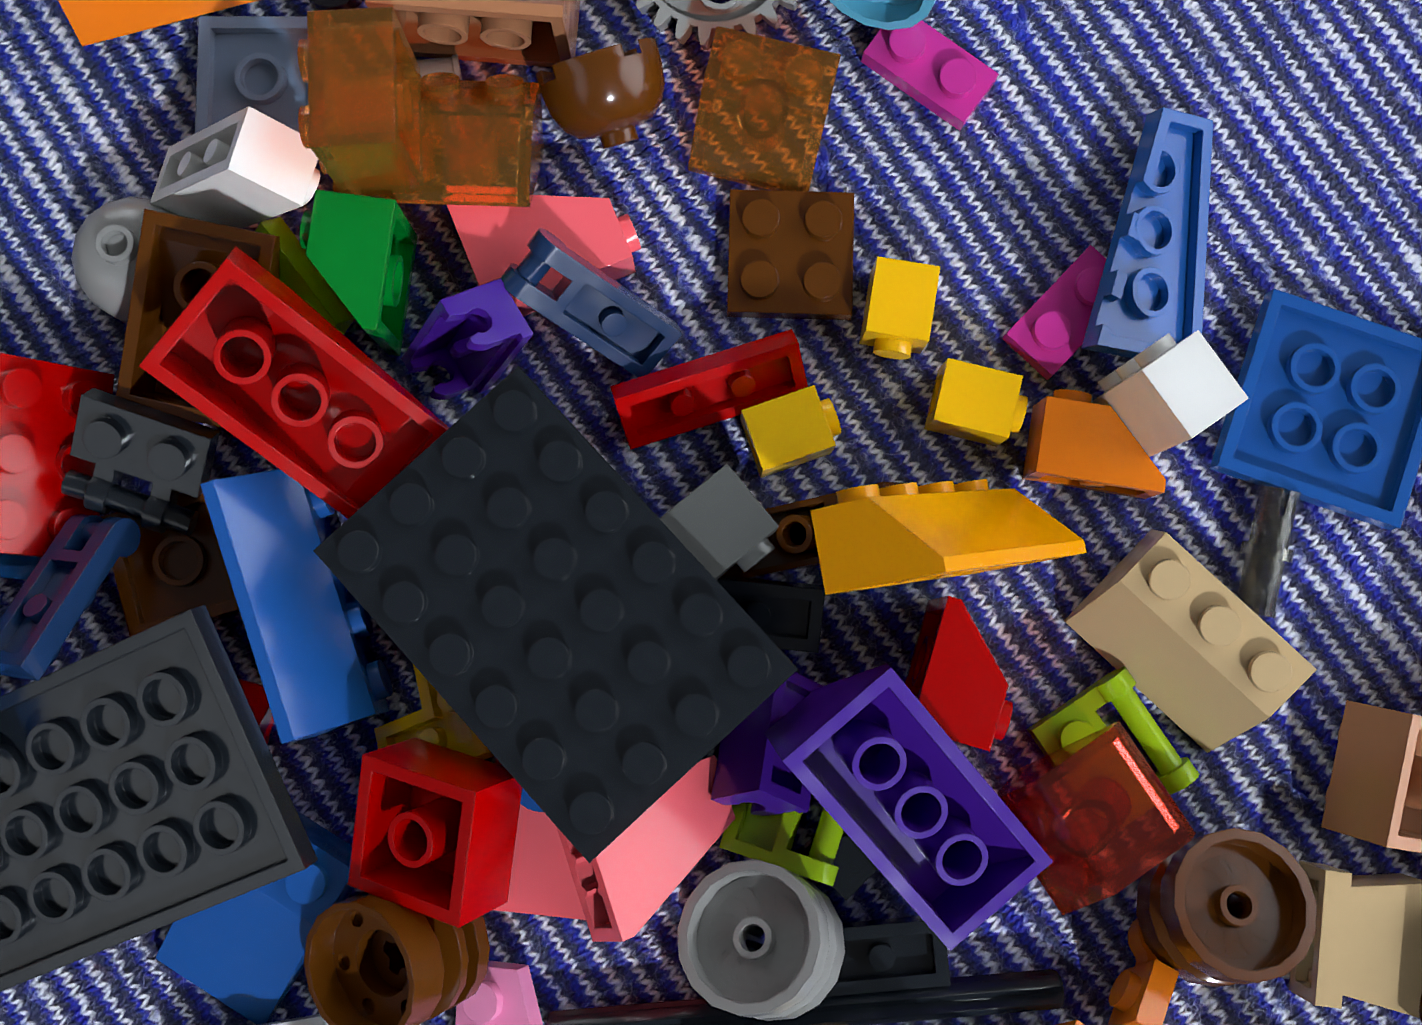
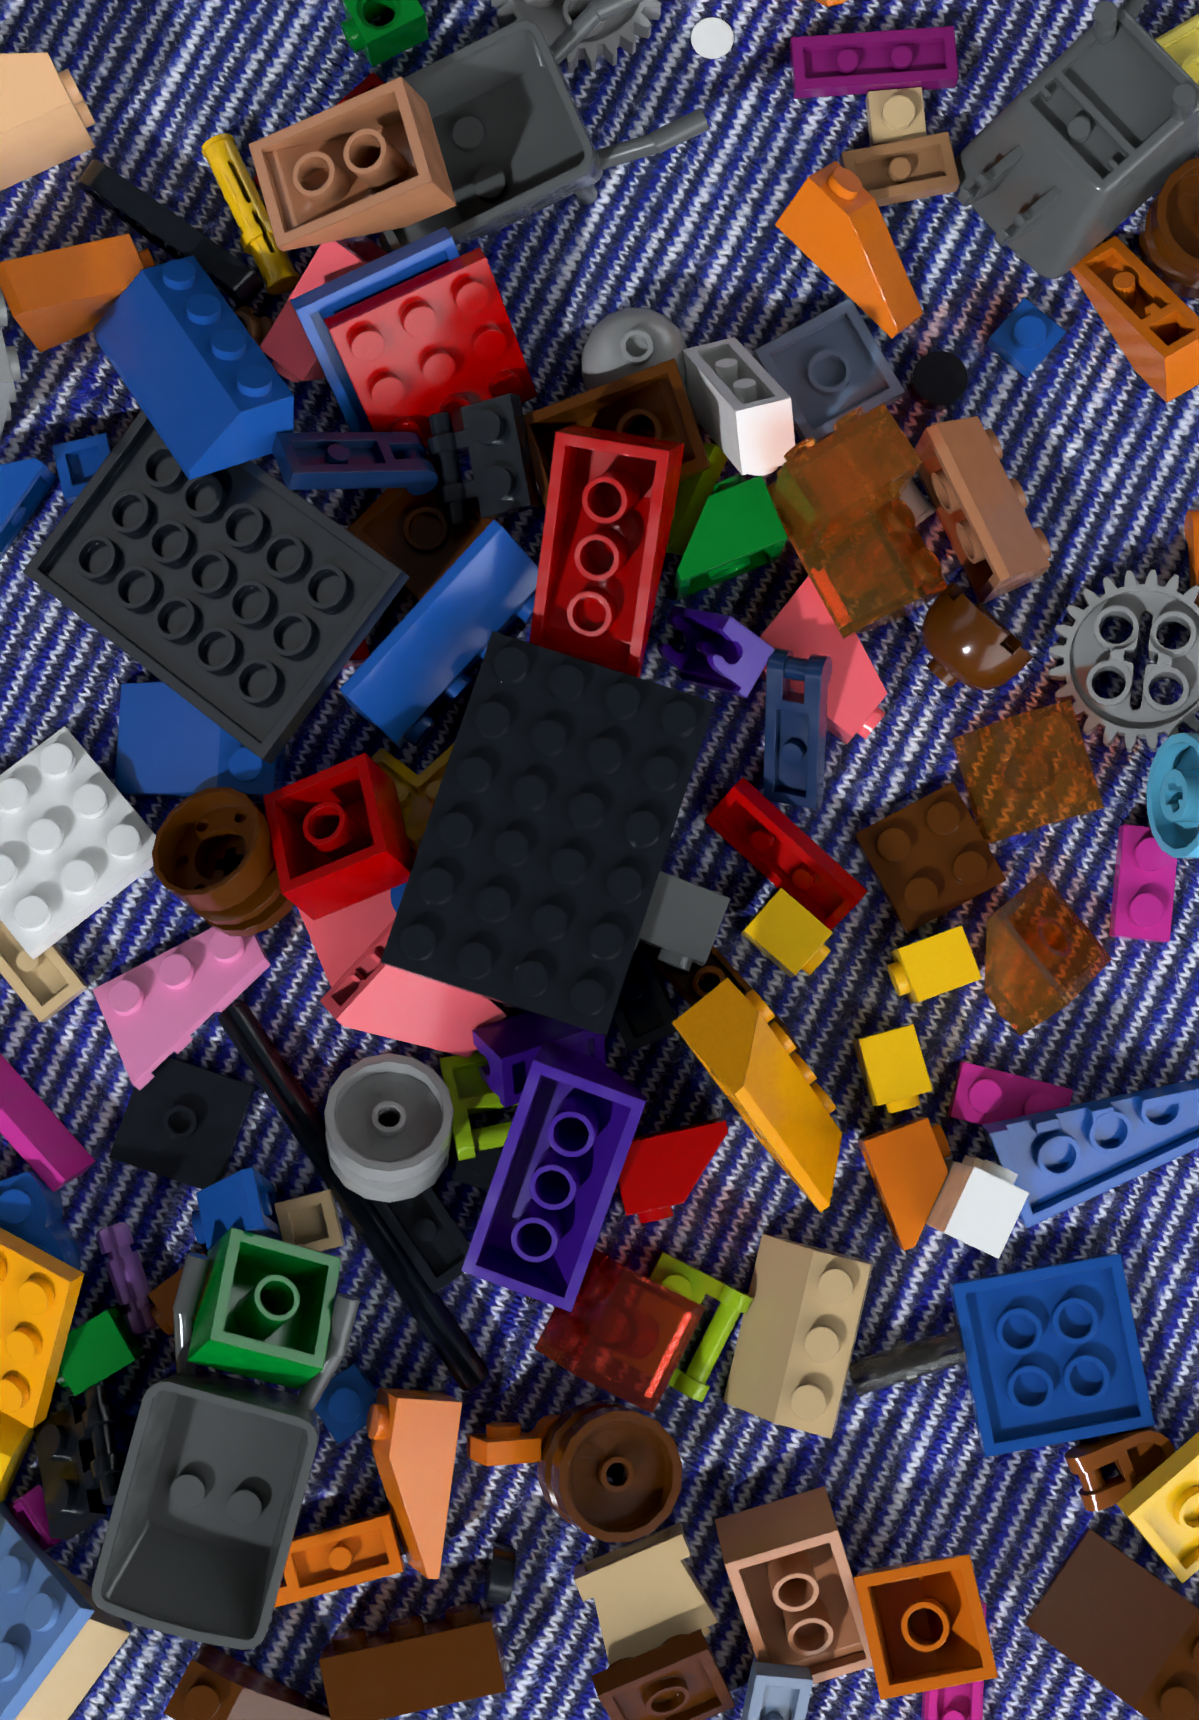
camera: 60 degrees right, 0 degrees up
(948, 203) = (1038, 955): none -> clear orange slope

